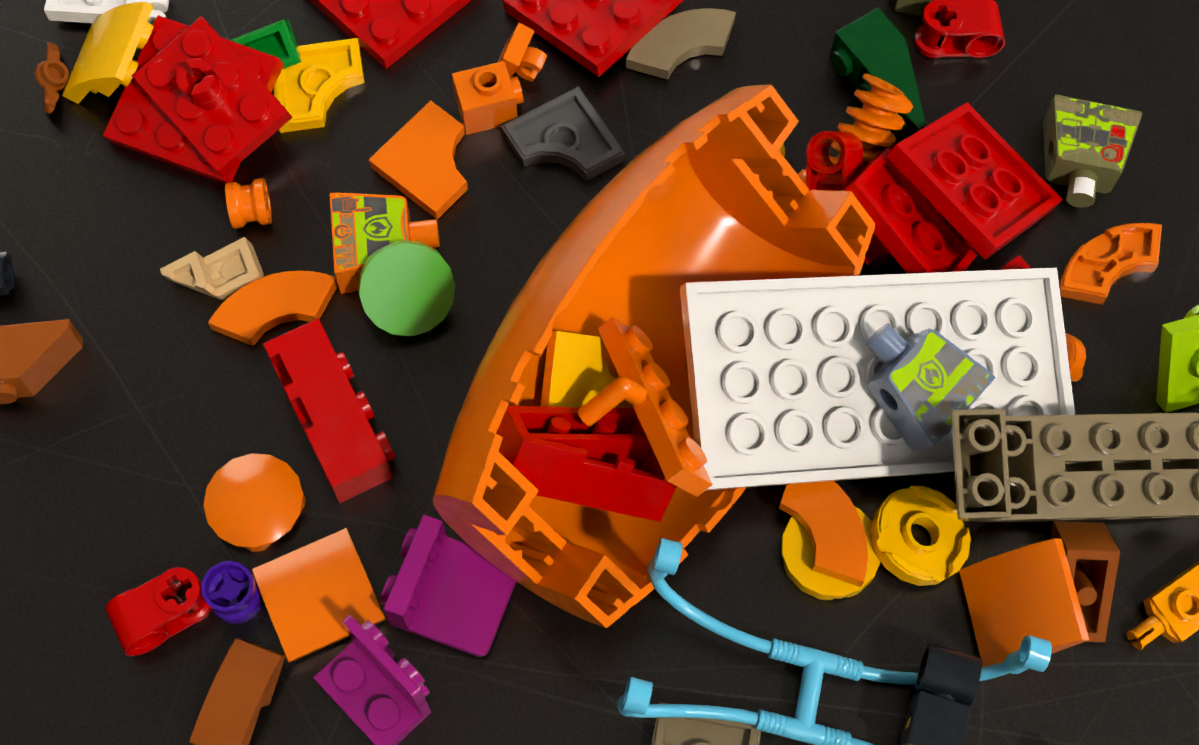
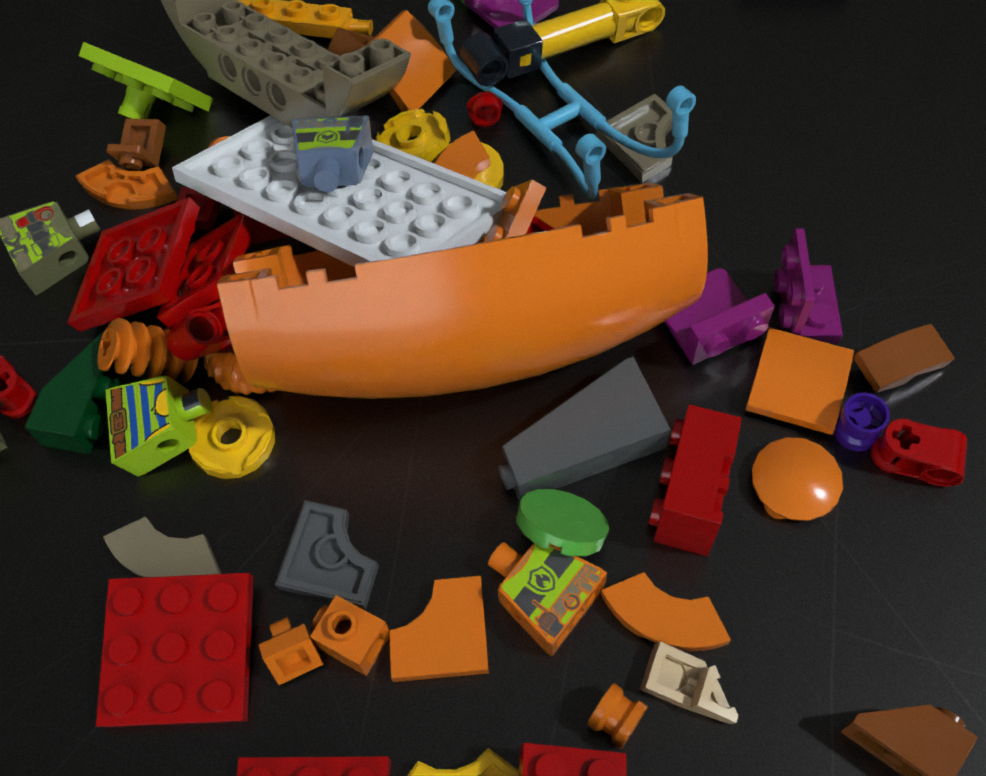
camera: 130 degrees left, 5 degrees down
(440, 381) = (587, 434): none -> dark grey slope
(811, 90) = (152, 422): none -> lime torso
(896, 639) = (484, 108): none -> red plate
(1147, 295) = (139, 144): none -> dark orange bracket

